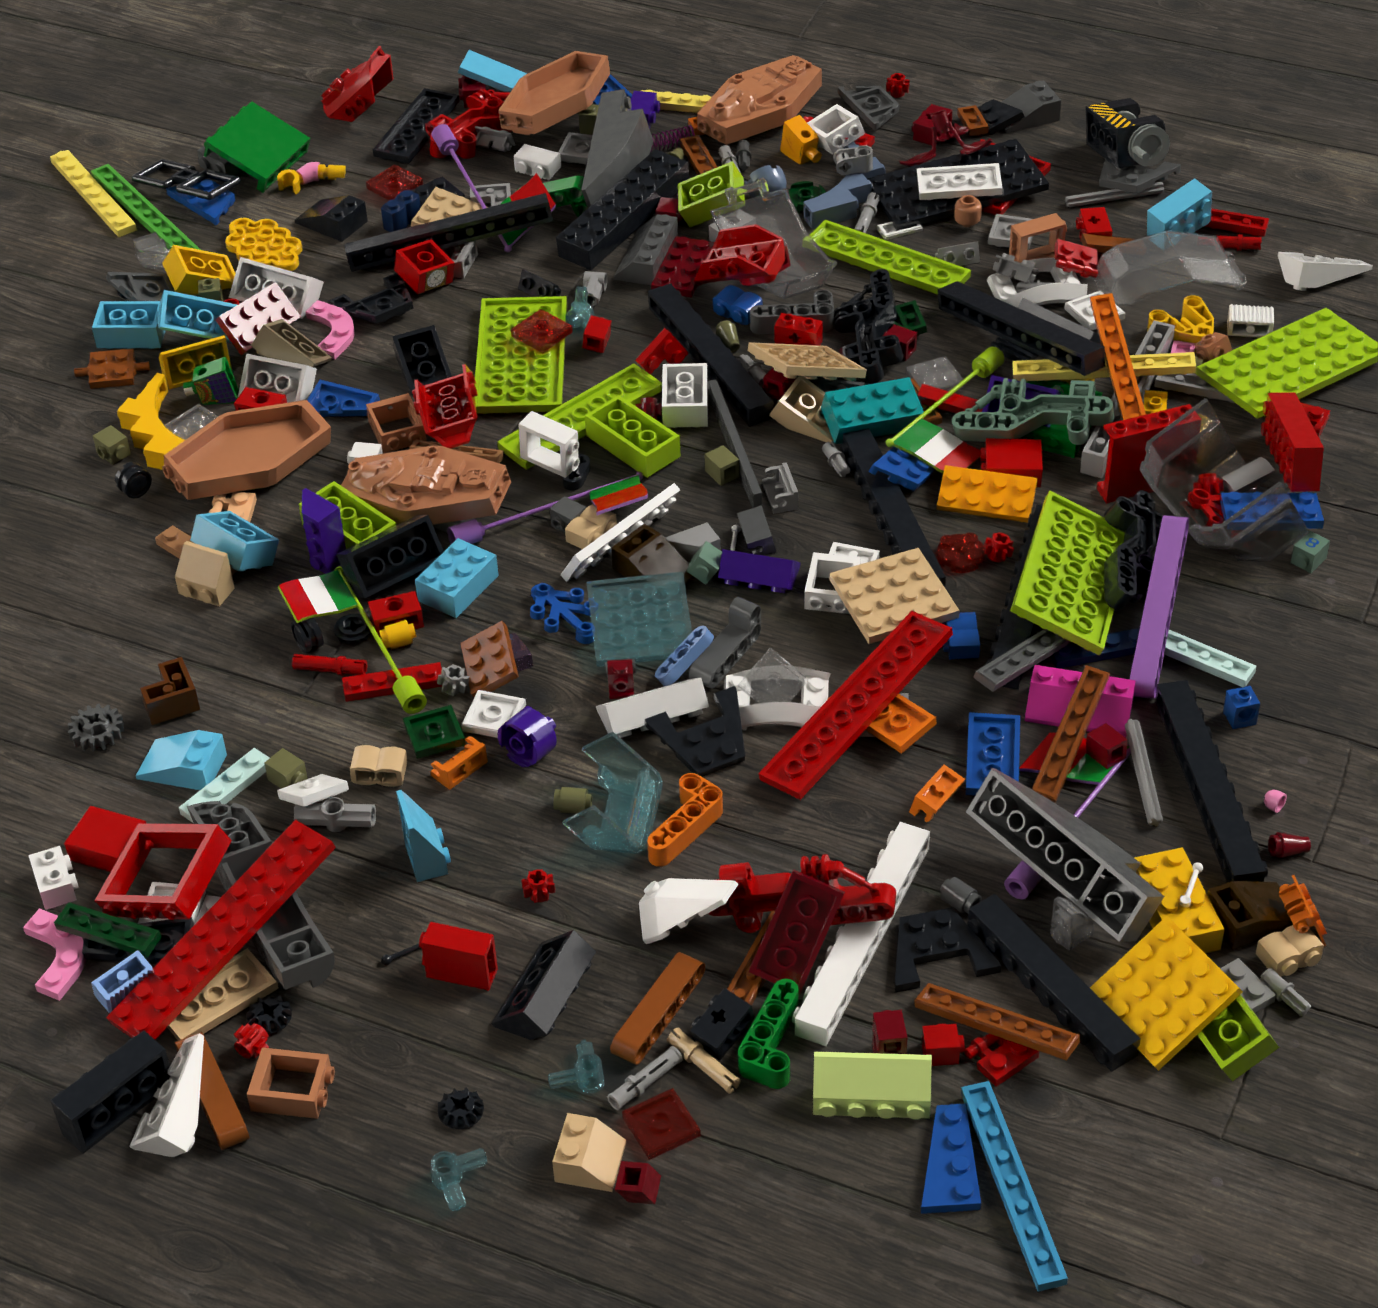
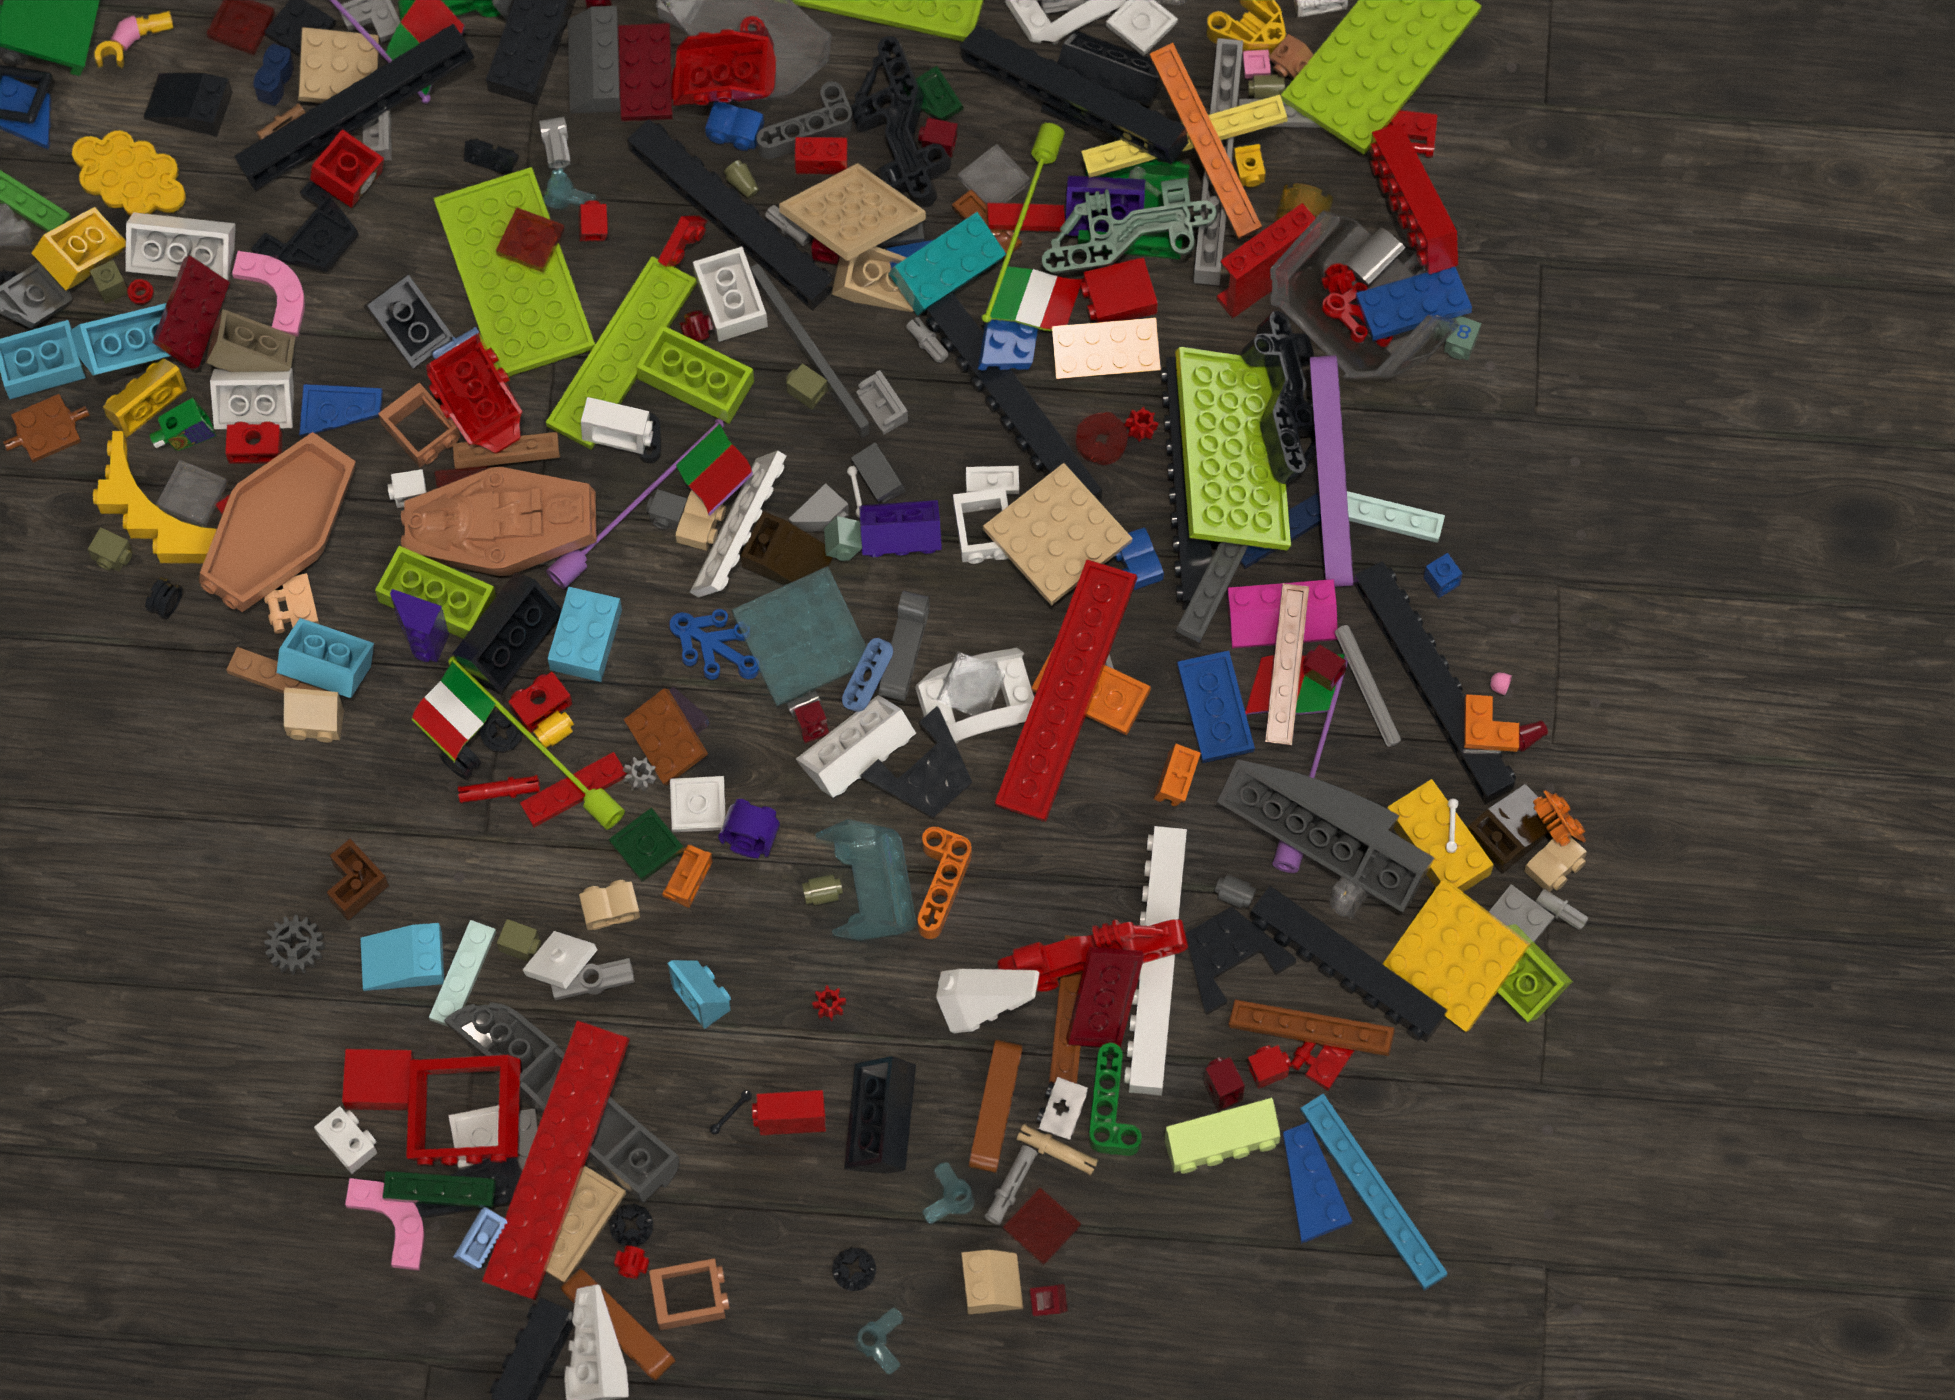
camera: 20 degrees left, 25 degrees up
(1245, 824) = (1484, 733): none -> orange plate

